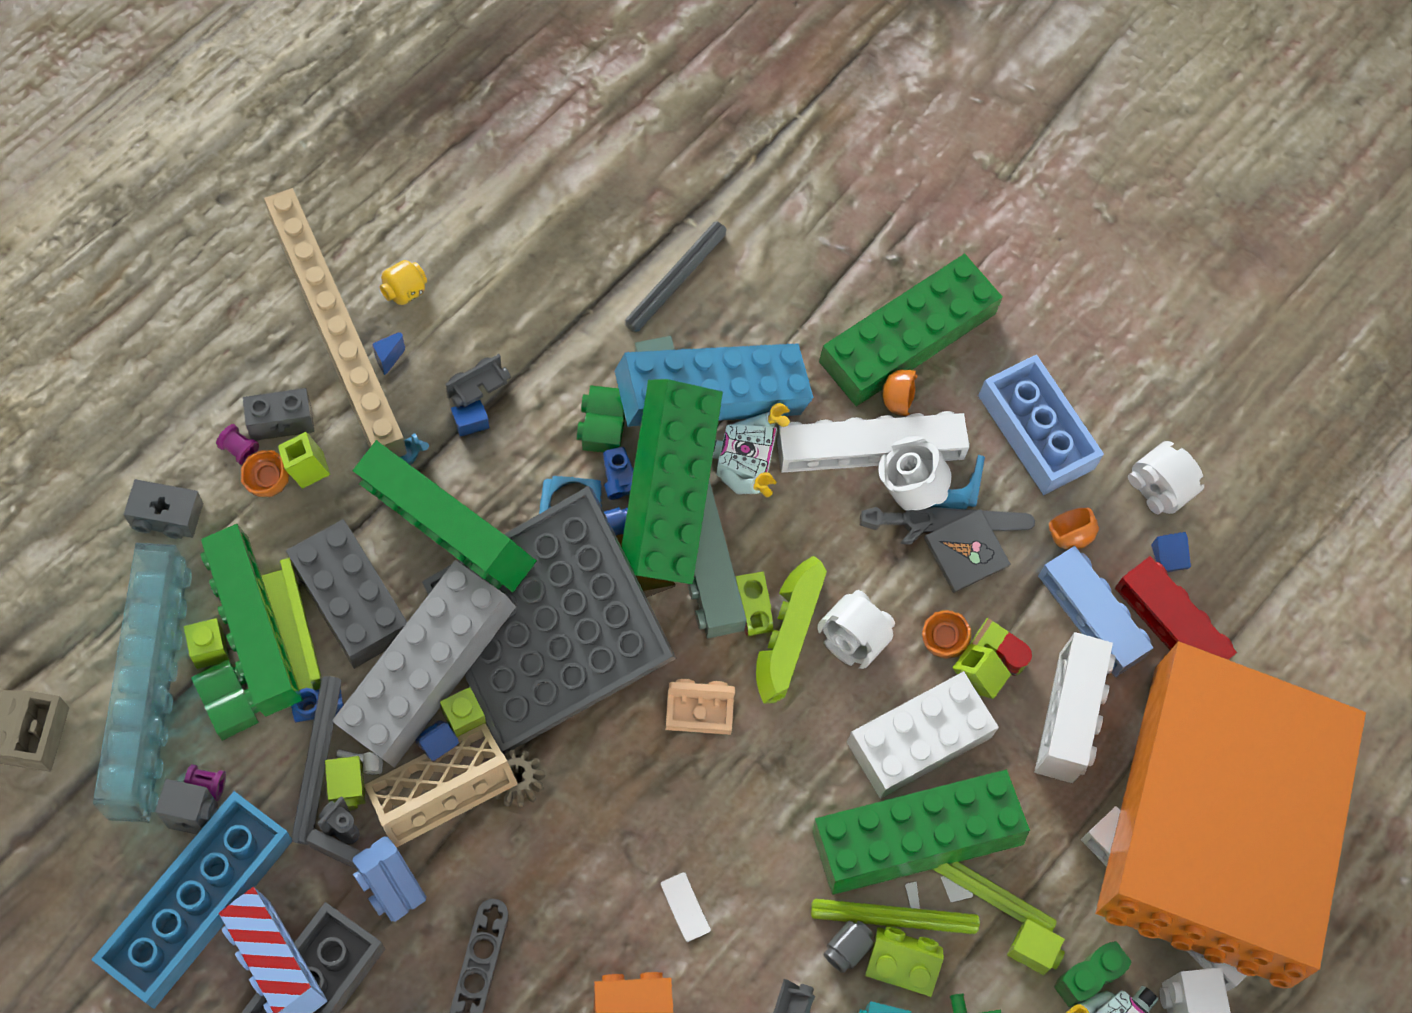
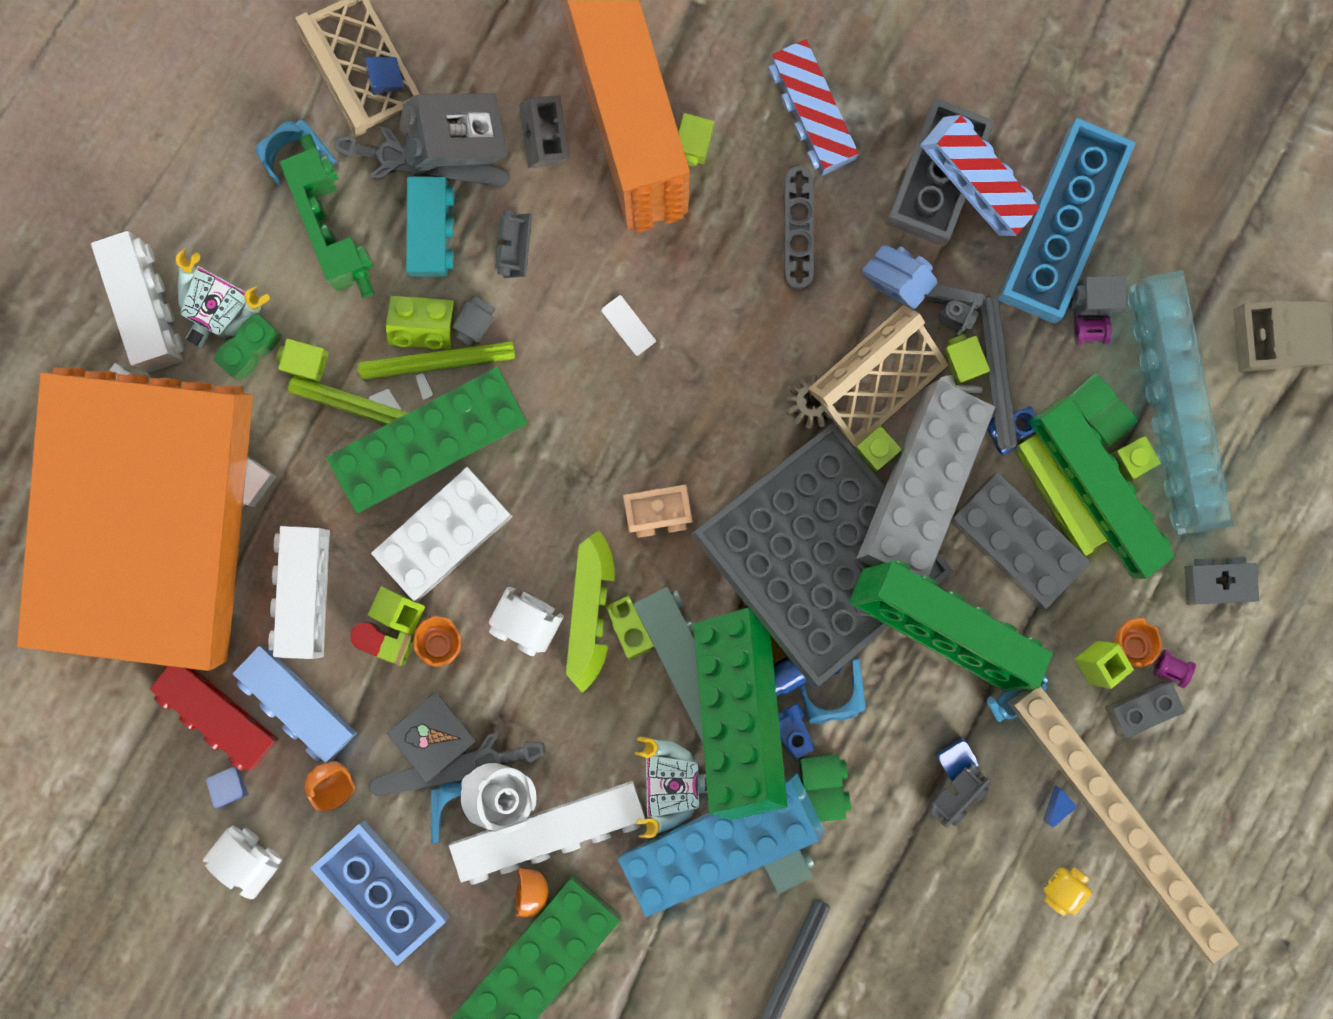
camera: 175 degrees right, 20 degrees up
(437, 740) = (894, 419): blue slope -> none

